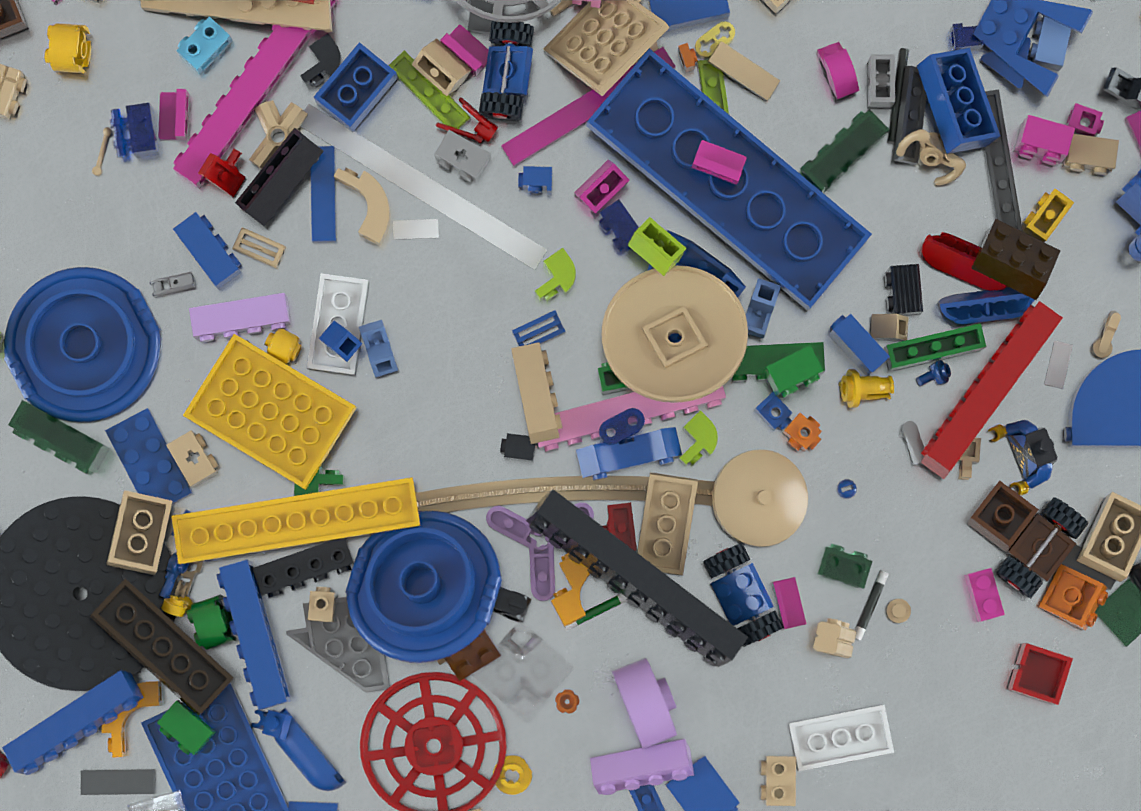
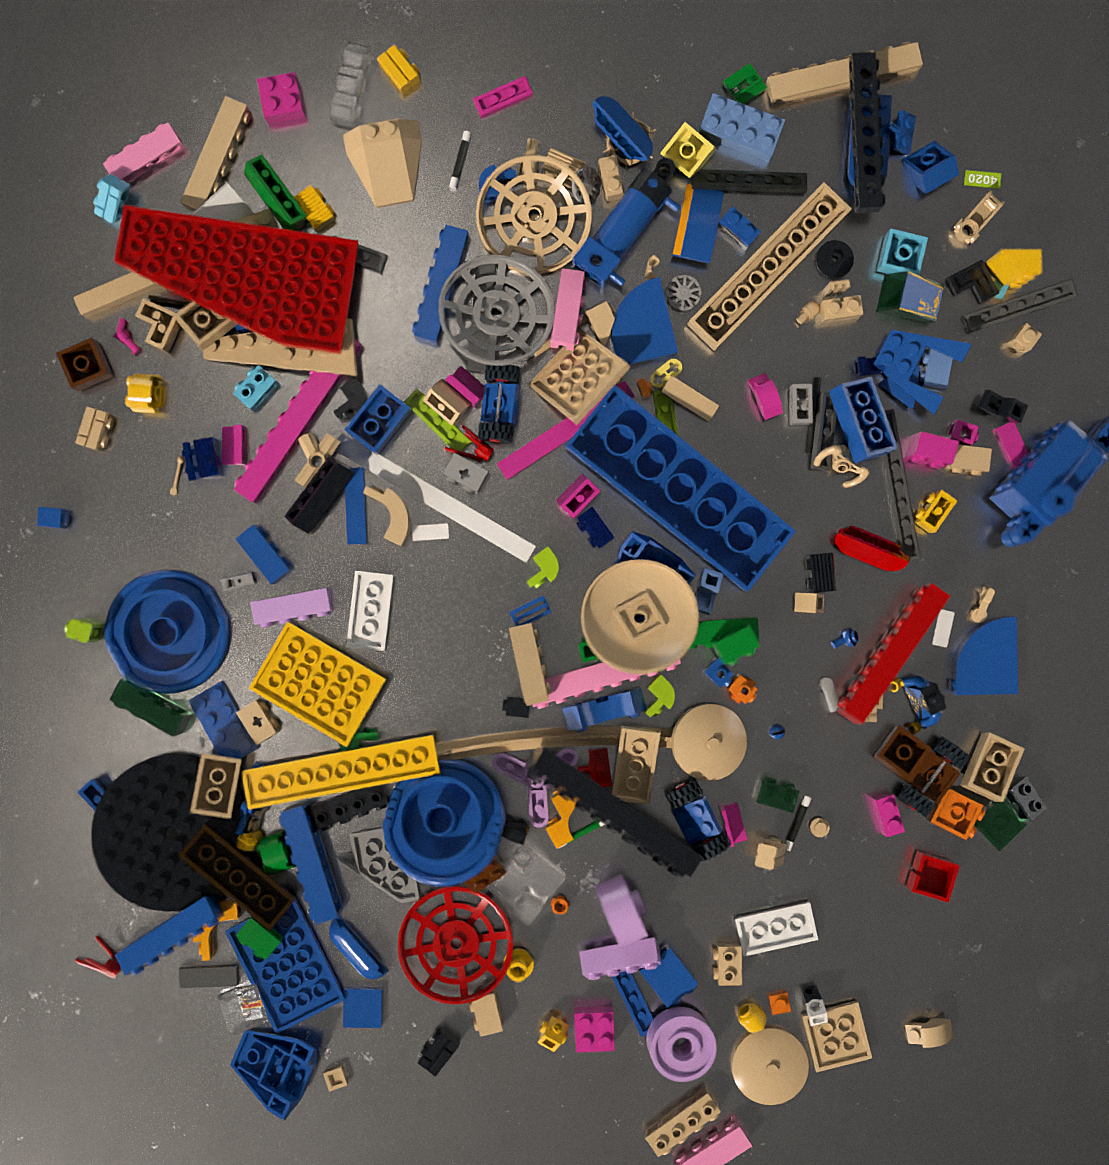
camera: 10 degrees right, 5 degrees up
(223, 172) = (274, 491): red plate -> none
(273, 723) = (329, 931): blue plate -> none
(277, 256) = (320, 556): tan tile -> none
(283, 345) = (327, 630): yellow head -> none
(322, 605) = (364, 837): tan brick -> none
(340, 341) = (372, 627): blue brick -> none
(378, 348) = (403, 630): medium blue brick -> none
(536, 179) = (525, 490): blue brick -> none
(621, 426) = (598, 690): clear blue plate -> none
(656, 246) = (623, 546): lime brick -> none
(719, 162) = (672, 476): dark pink panel -> none
(845, 151) = (772, 462): clear green wedge -> none
(858, 344) = (785, 619): blue brick -> none
(858, 388) = (785, 652): yellow piece -> none
(935, 347) = (846, 619): green brick -> none
(984, 306) = (887, 583): blue brick -> none
(1016, 259) = (911, 548): dark brown brick -> none

